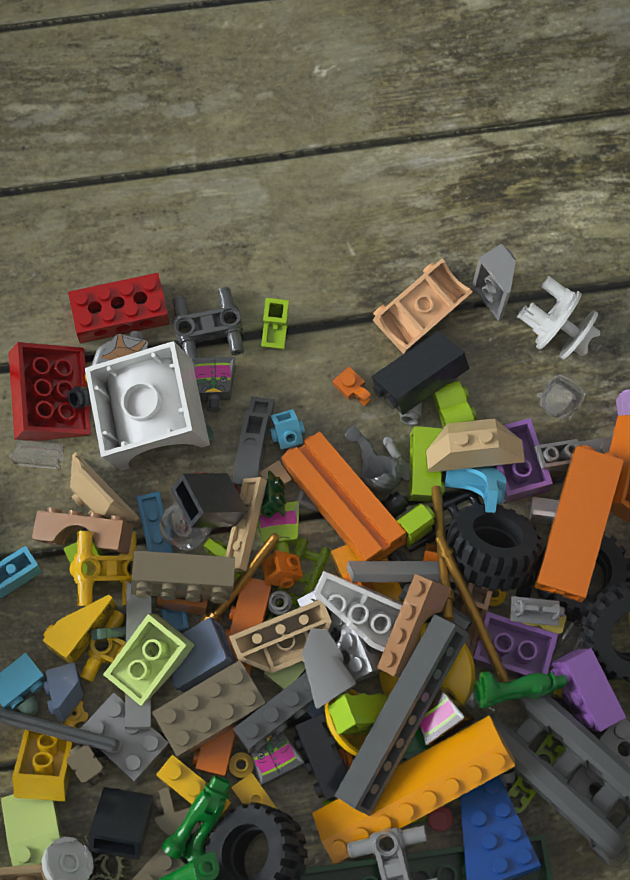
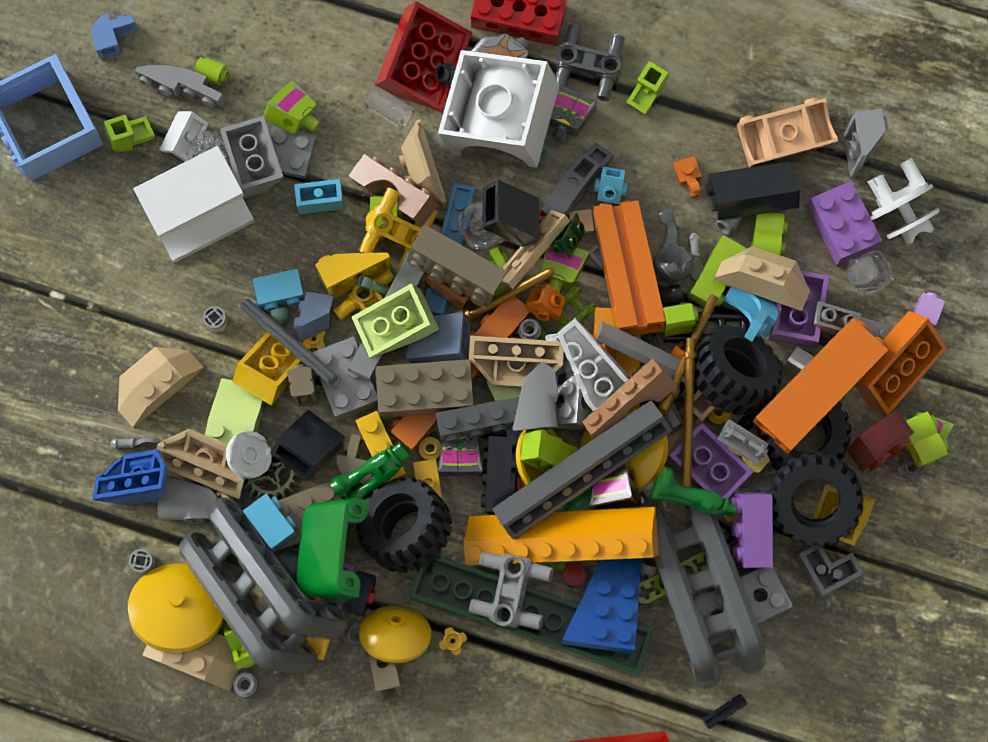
camera: 30 degrees right, 5 degrees up
(516, 364) = (844, 223): none -> medium lavender brick

